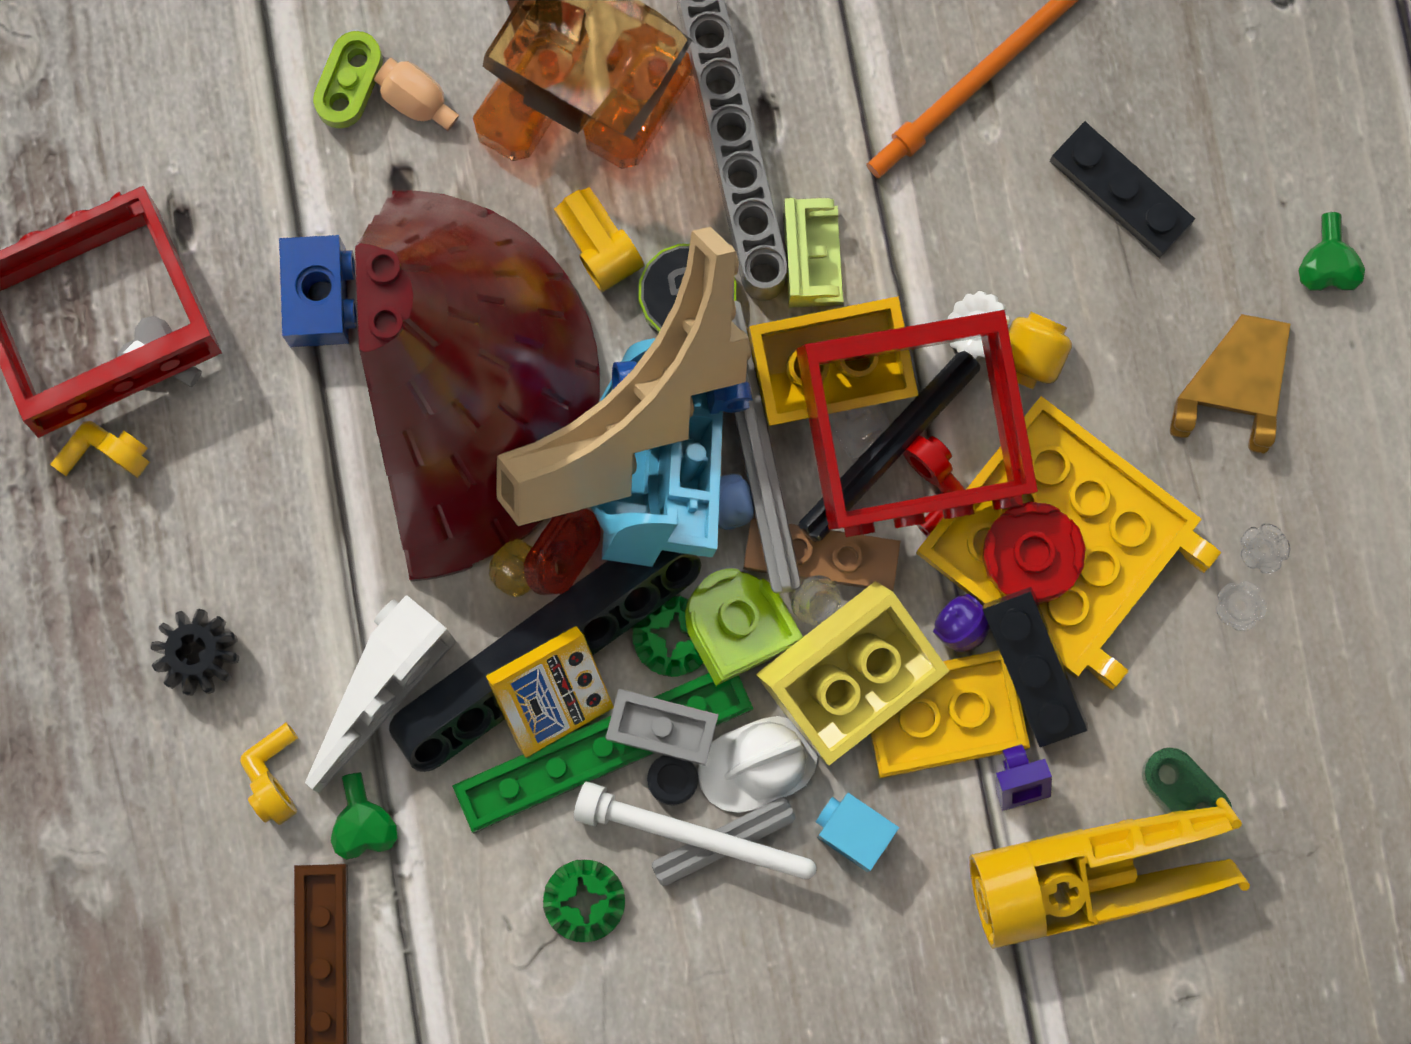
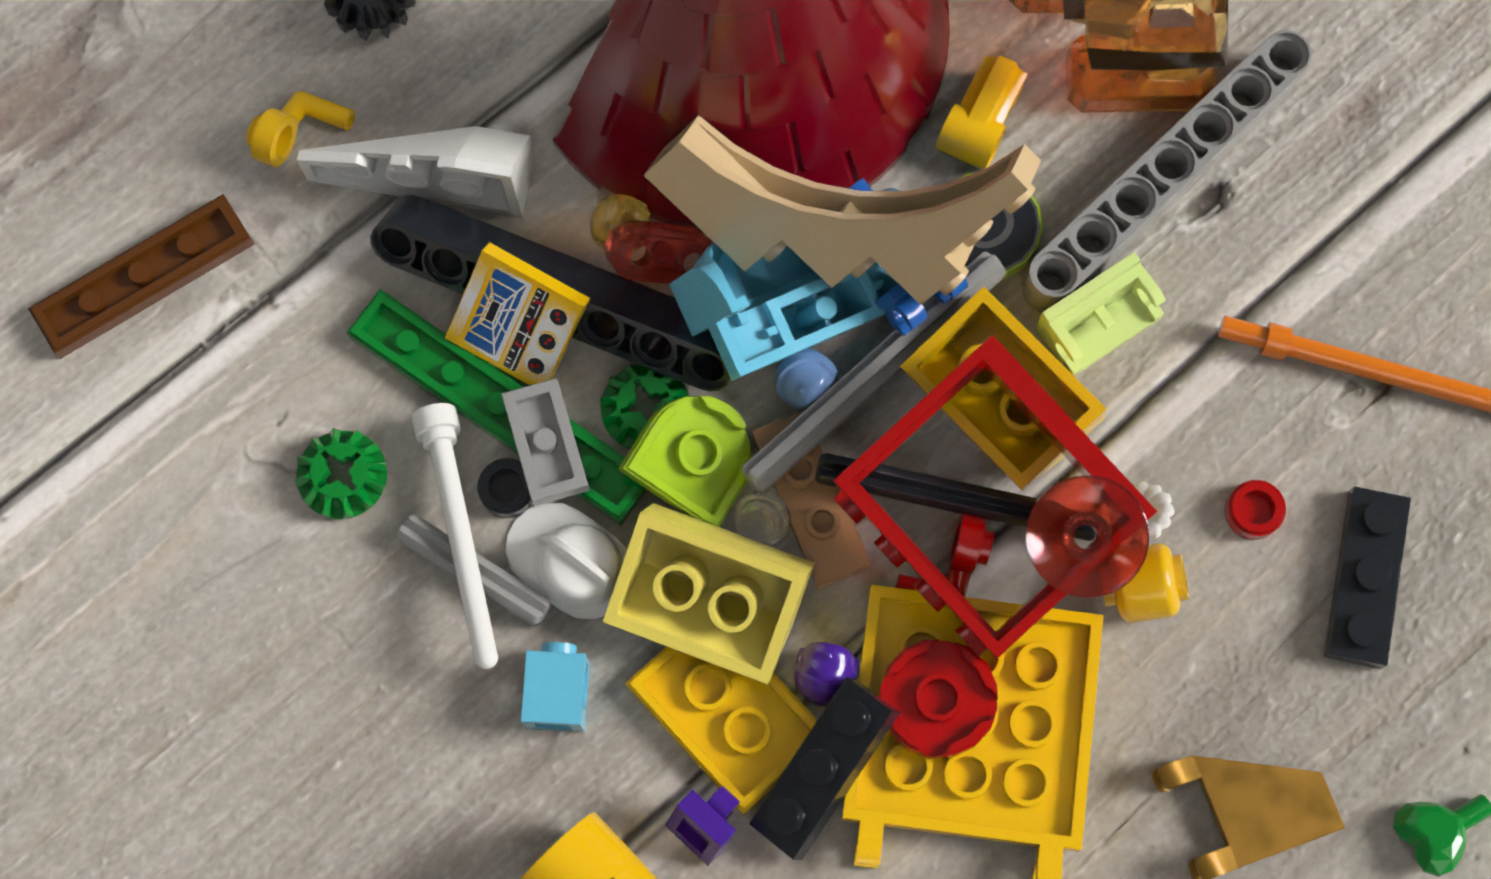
camera: 60 degrees right, 5 degrees down
(361, 823) = (298, 230): green rock -> none
(1020, 367) = (1119, 531): none -> clear red dish
(1024, 236) = (1255, 509): none -> red tile

